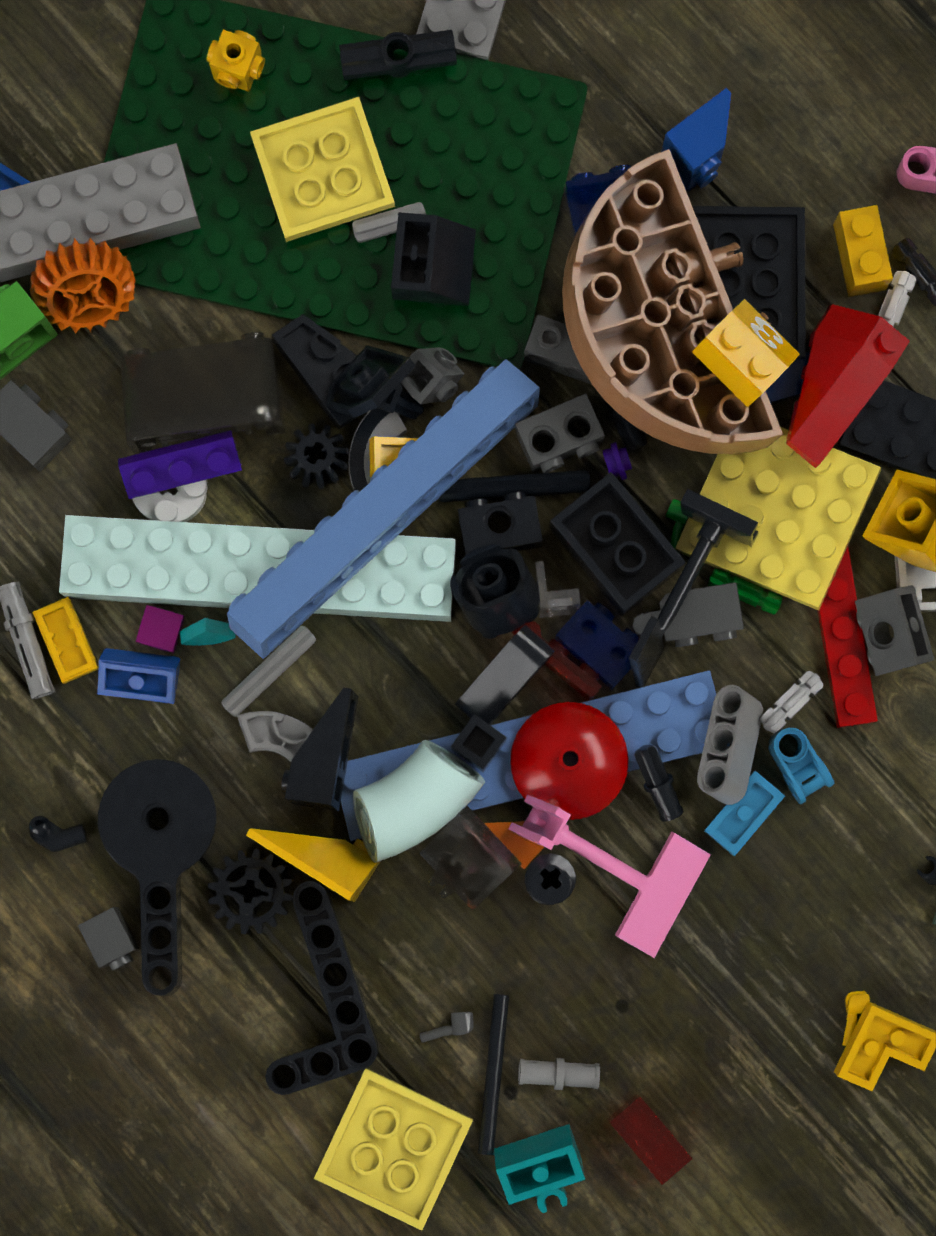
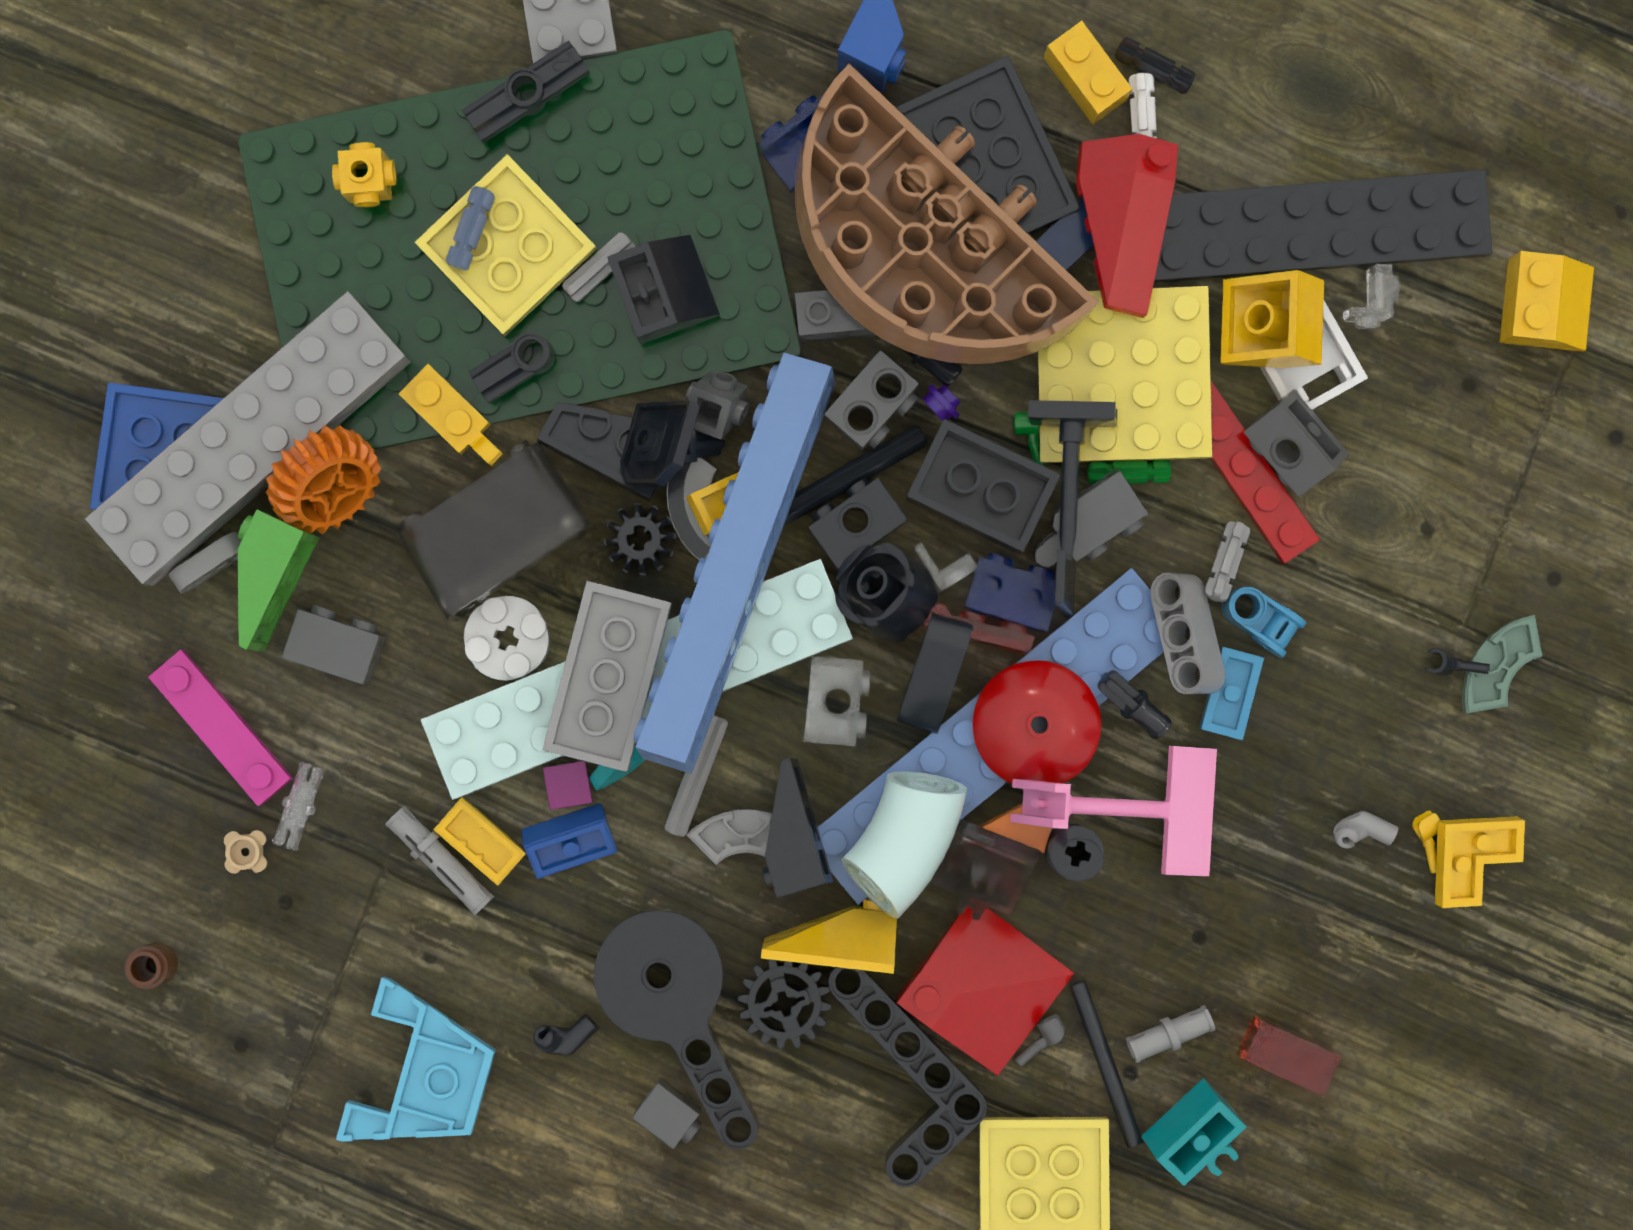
camera: 25 degrees left, 5 degrees up
(179, 464) = (509, 614): dark purple plate -> none
(211, 283) = (449, 414): none -> yellow plate
(233, 548) = (607, 676): none -> light grey plate
(276, 267) = (509, 369): none -> black piece
(299, 140) = (470, 228): none -> sand blue axle
(418, 640) = (824, 677): none -> clear brick
(422, 960) = (984, 987): none -> red slope
(478, 743) = (941, 752): black brick -> none
(746, 353) = (1026, 237): yellow slope -> none
(802, 976) = (1361, 825): none -> light grey arm

